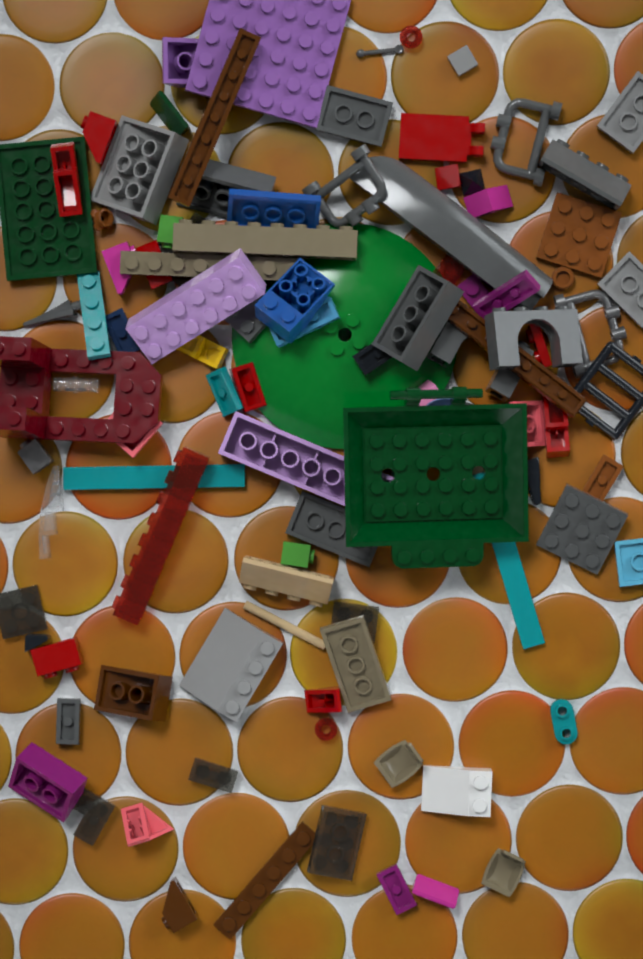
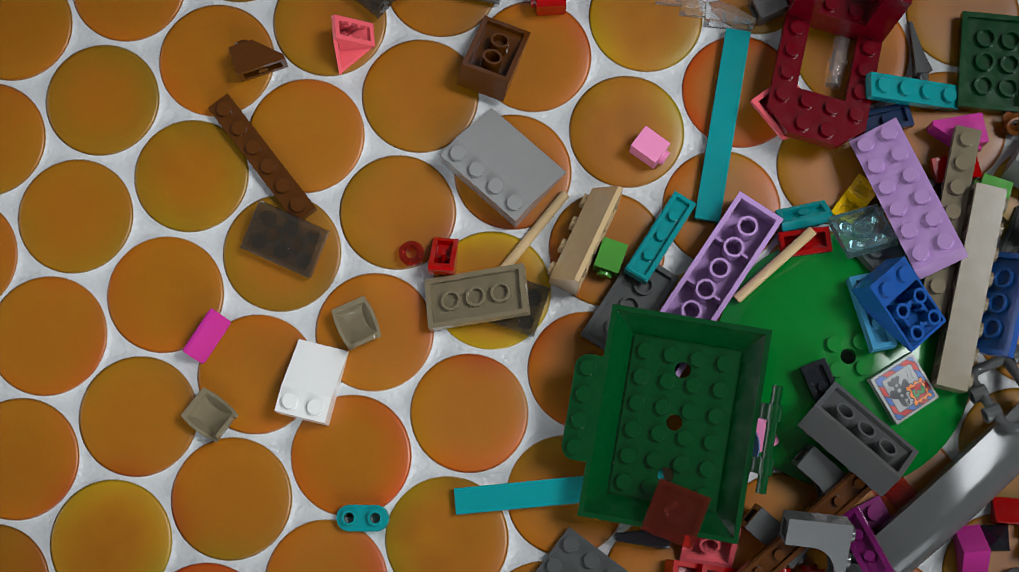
camera: 100 degrees right, 10 degrees down
(161, 535) = (650, 109): clear red brick -> none
(189, 537) = (650, 148): none -> bright pink brick
(213, 775) = (387, 124): clear smoke plate -> none
(232, 340) = (862, 231): none -> clear light blue plate
(269, 514) = (659, 238): none -> teal tile
(275, 410) = (777, 262): none -> tan bar
(364, 284) = (902, 388): none -> tile
(396, 889) = (219, 294): magenta plate -> none
(512, 460) = (675, 513): none -> clear red plate

